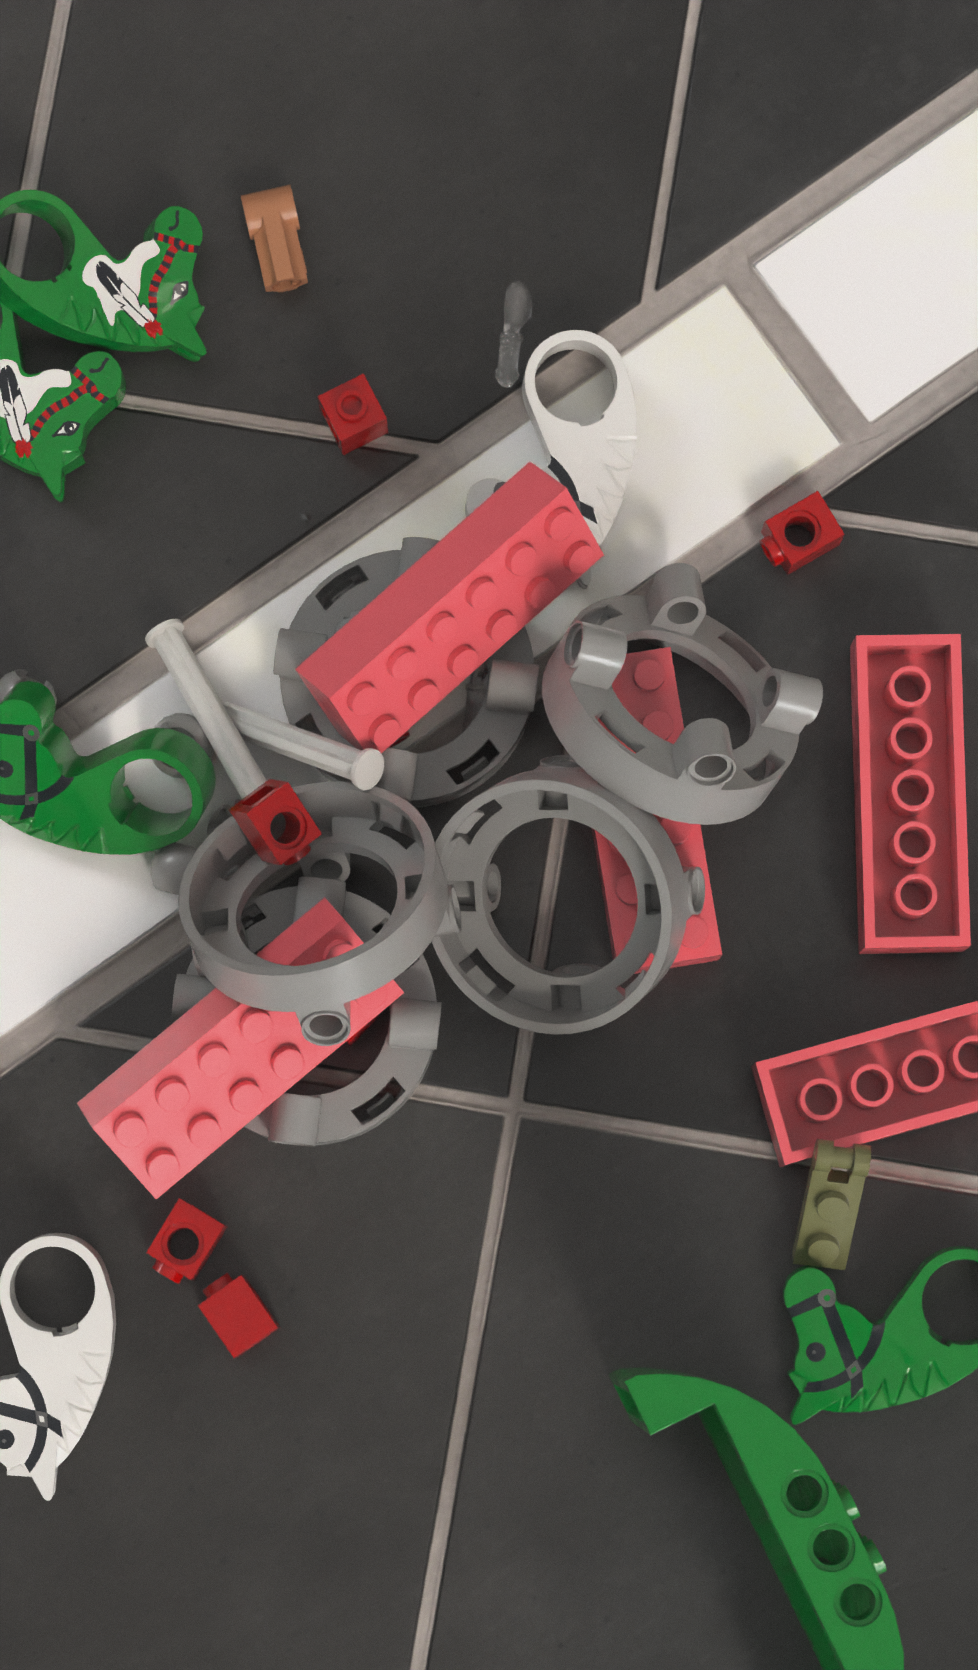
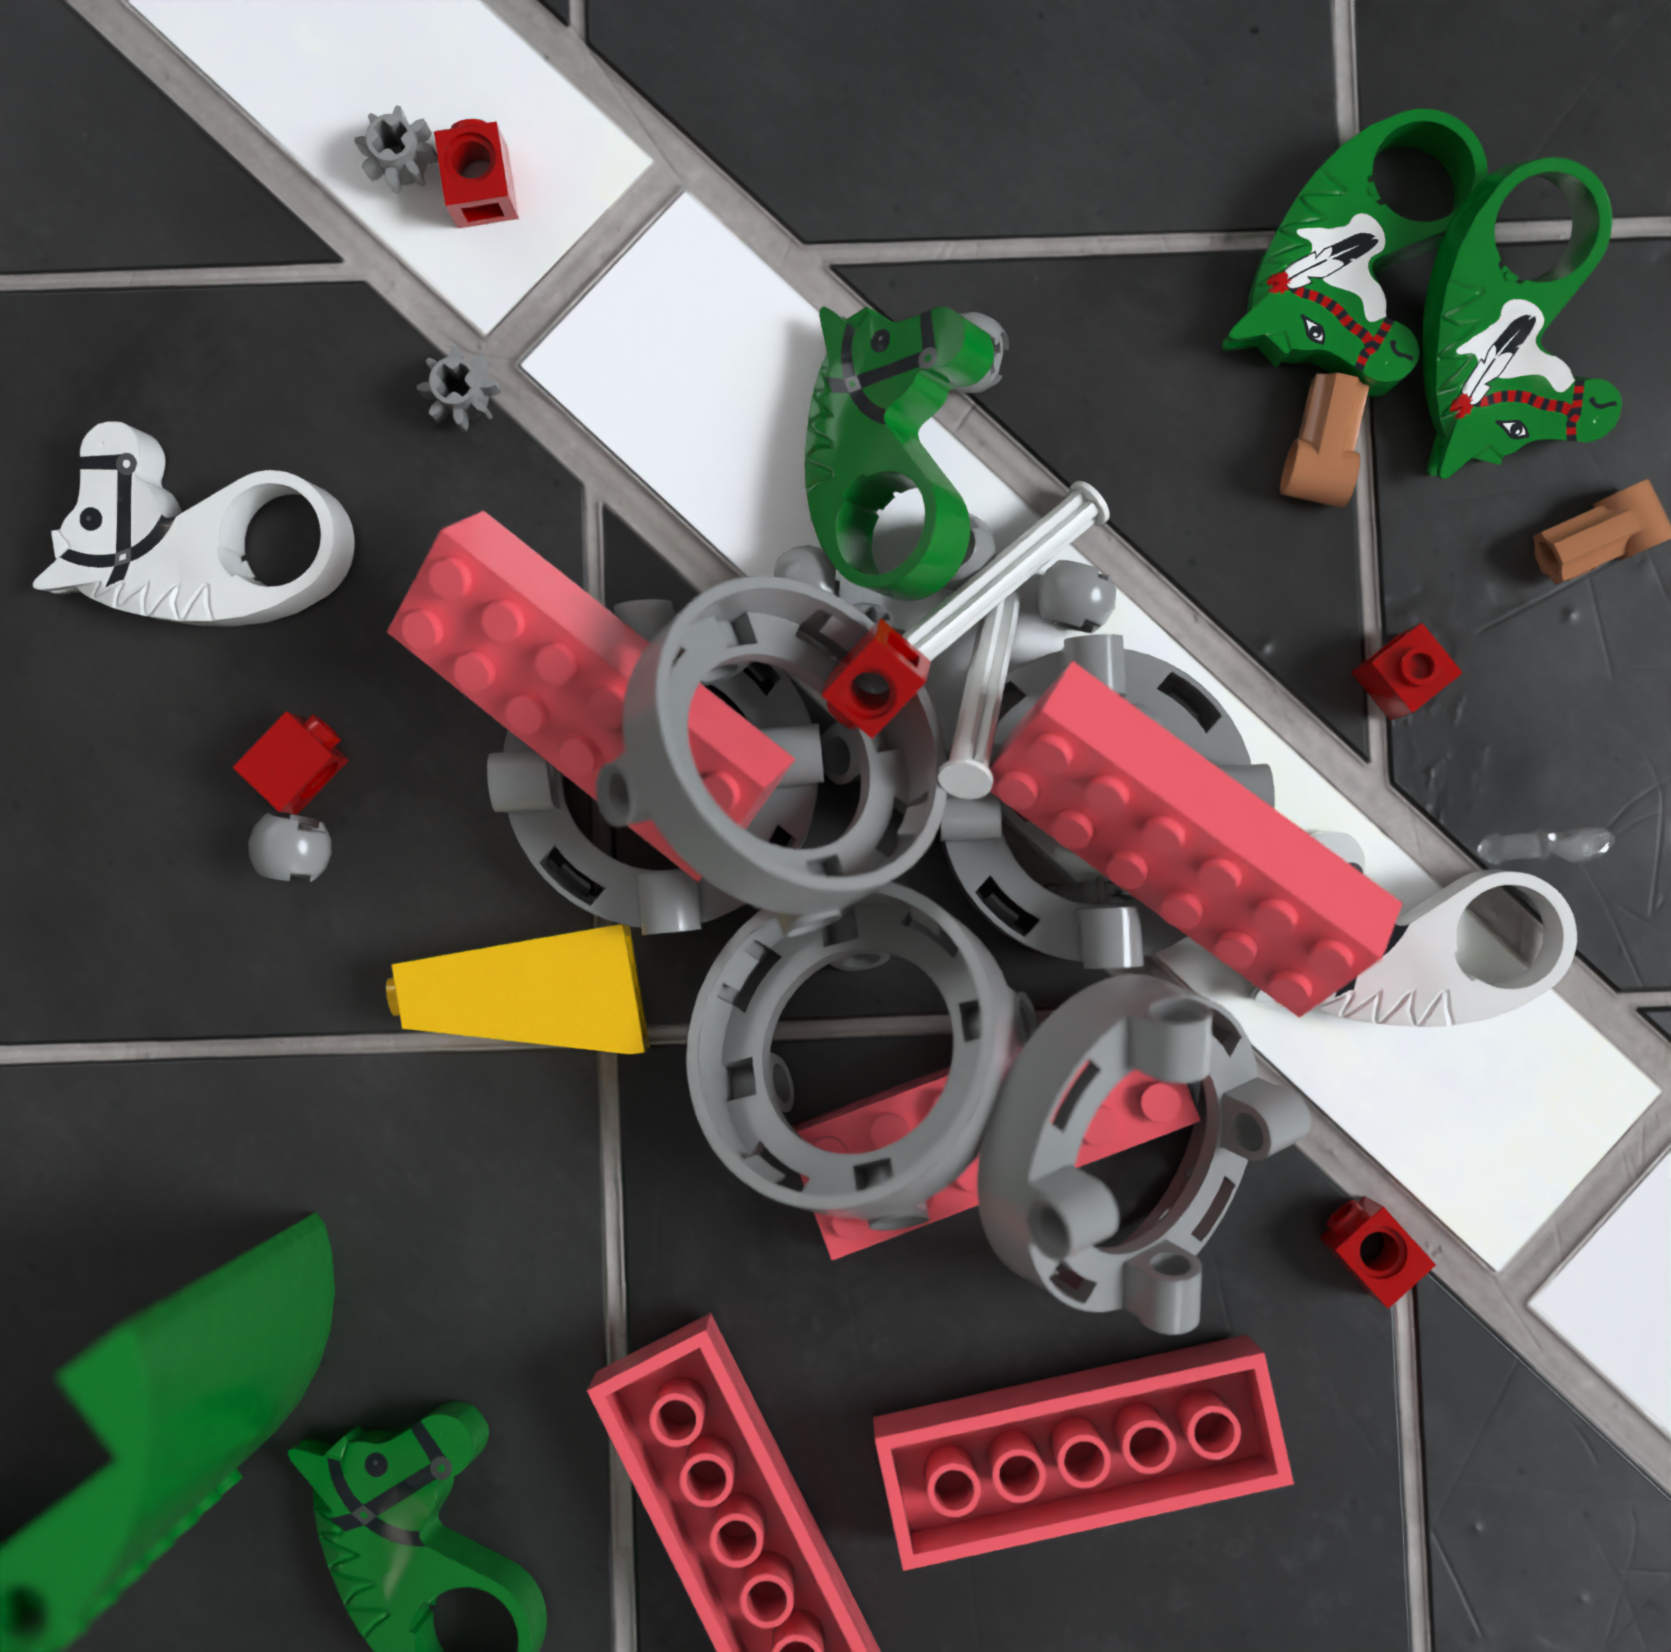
camera: 80 degrees right, 5 degrees up
(169, 442) = (1323, 457): none -> nougat piece
(203, 1225) = (394, 687): red brick -> none
(237, 658) = (1076, 596): none -> light grey piece
(307, 1330) = (289, 847): none -> light grey piece
(464, 1148) = (538, 991): none -> yellow slope
(831, 1204) = (555, 1453): olive plate -> none

